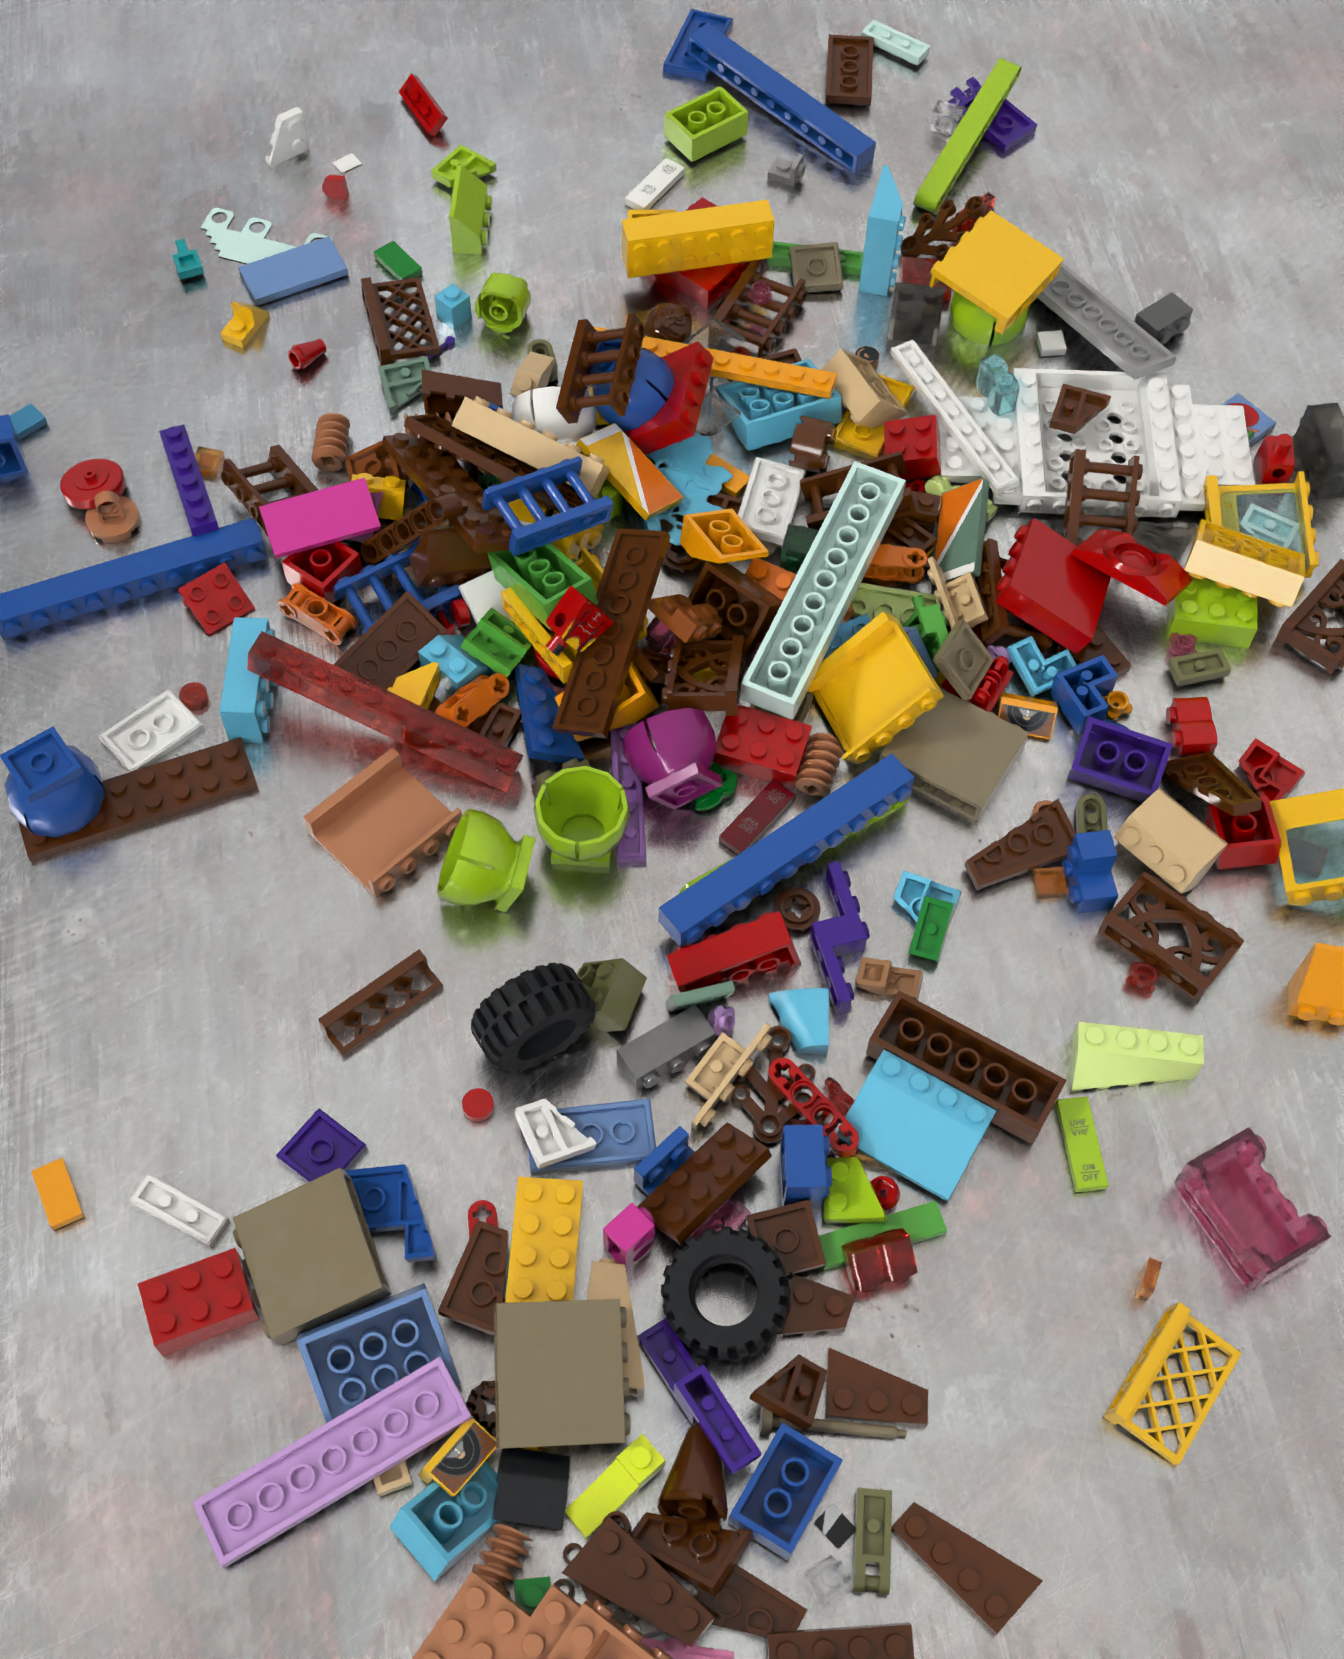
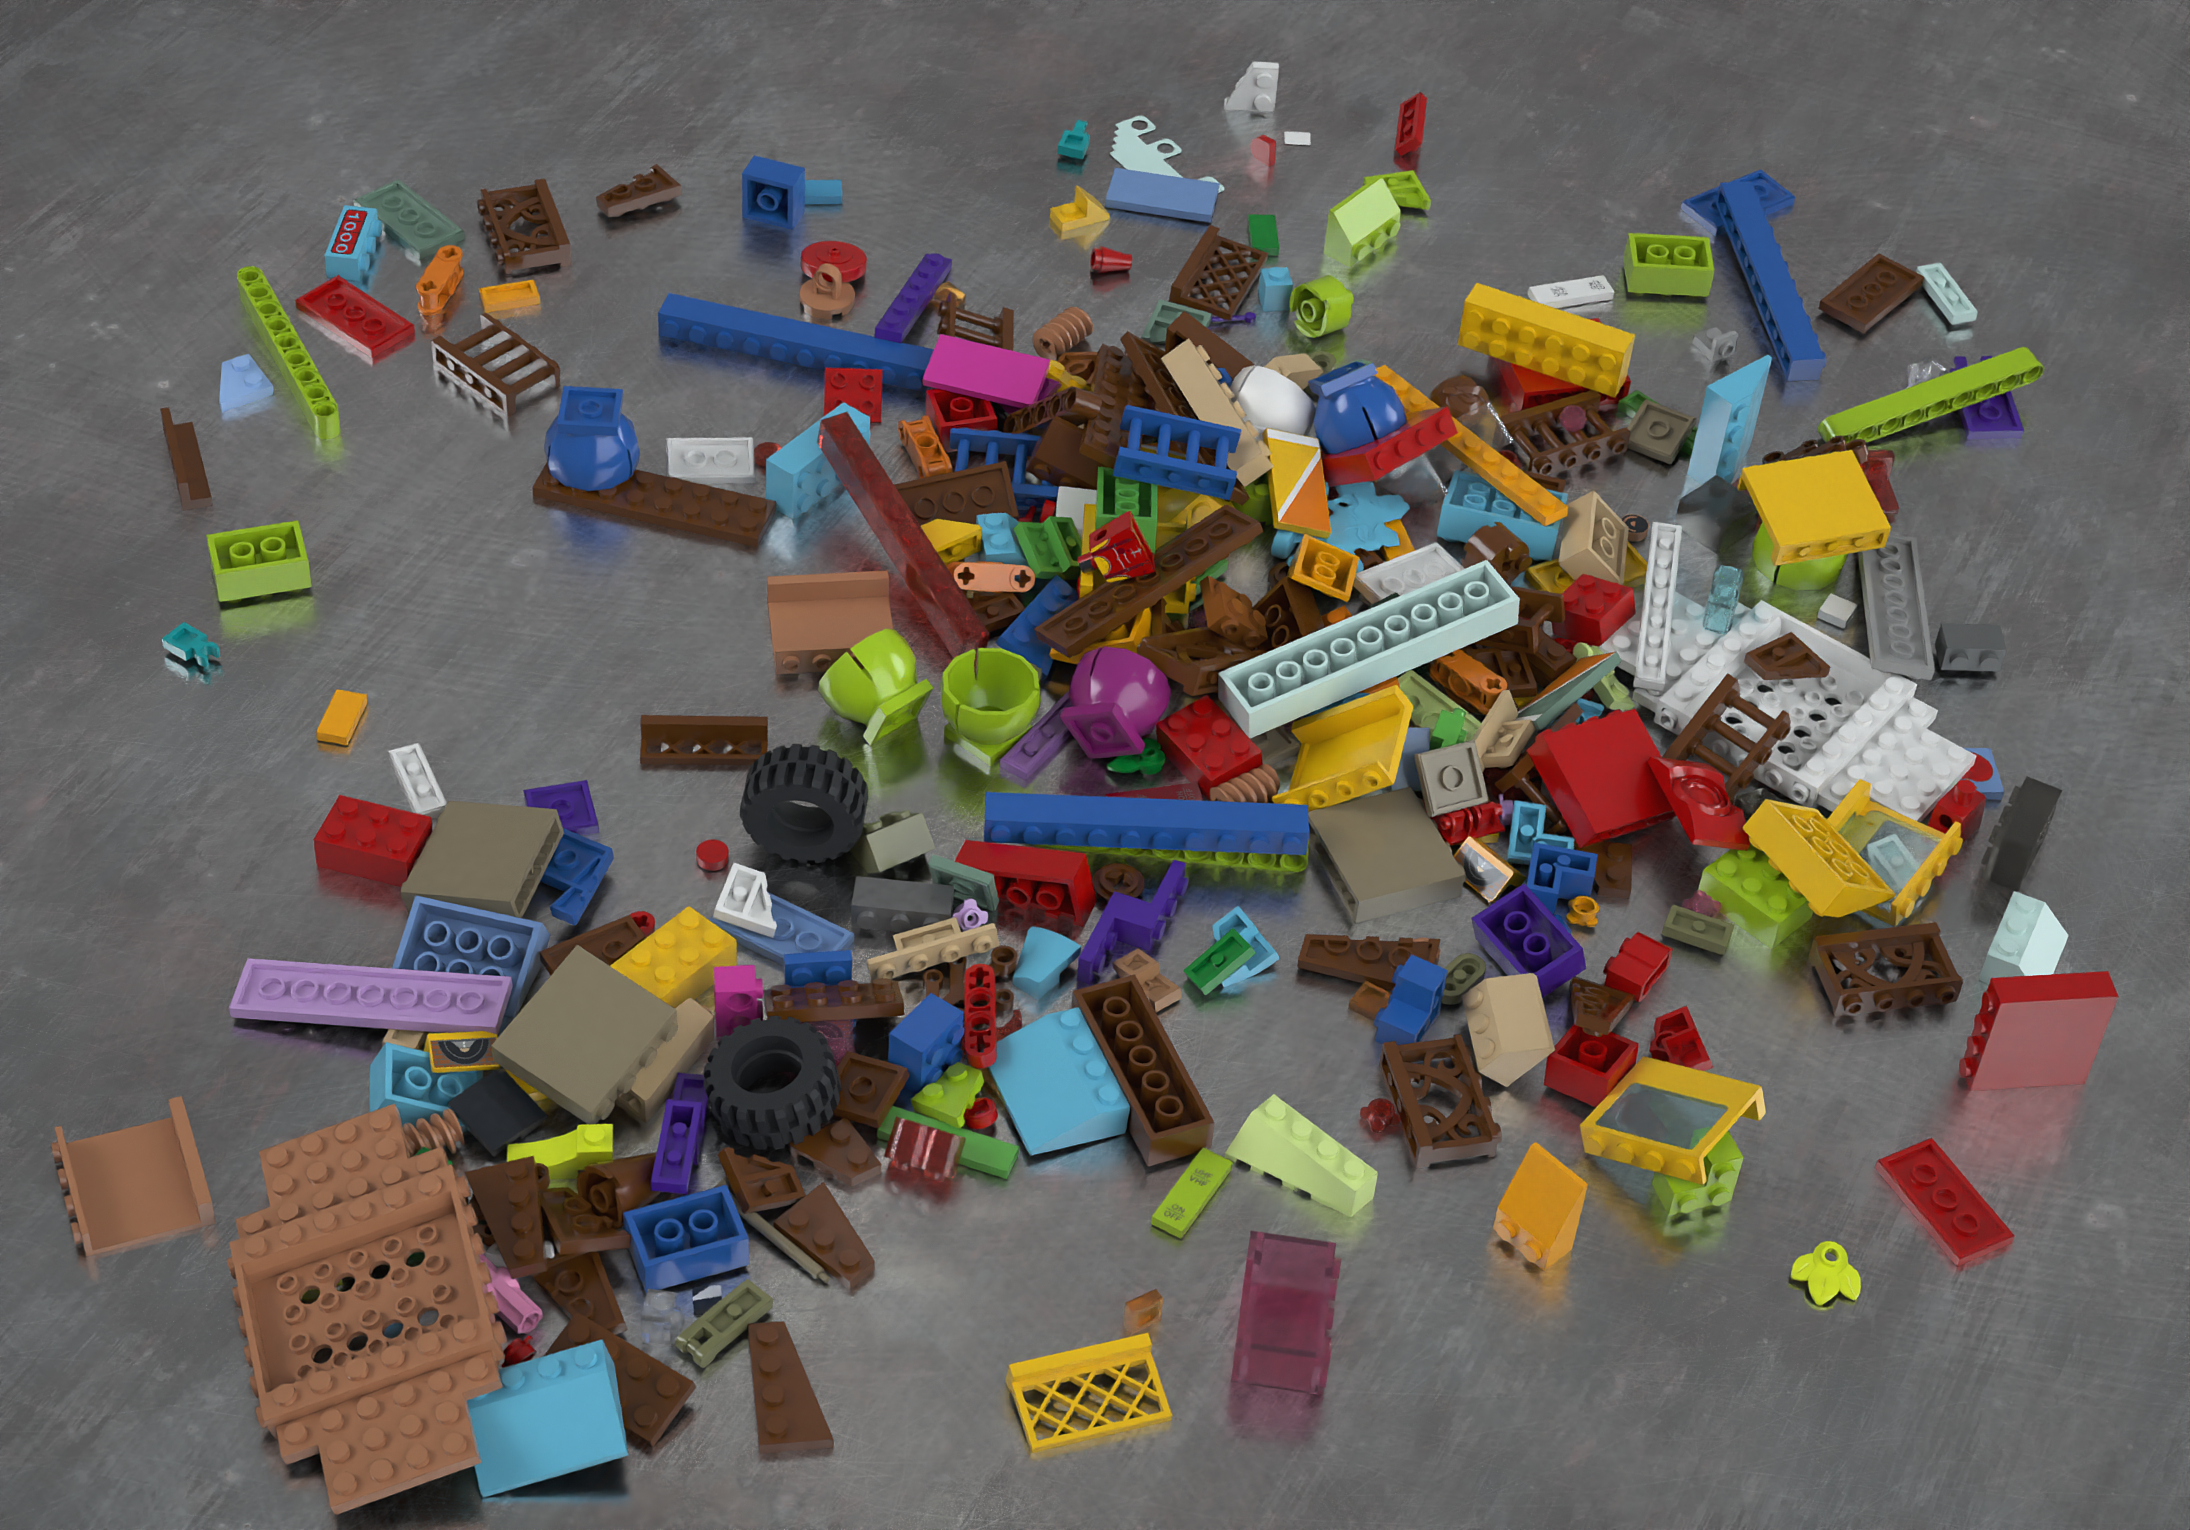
camera: 35 degrees right, 15 degrees down
(582, 358) = (1325, 373): reddish brown fence -> none

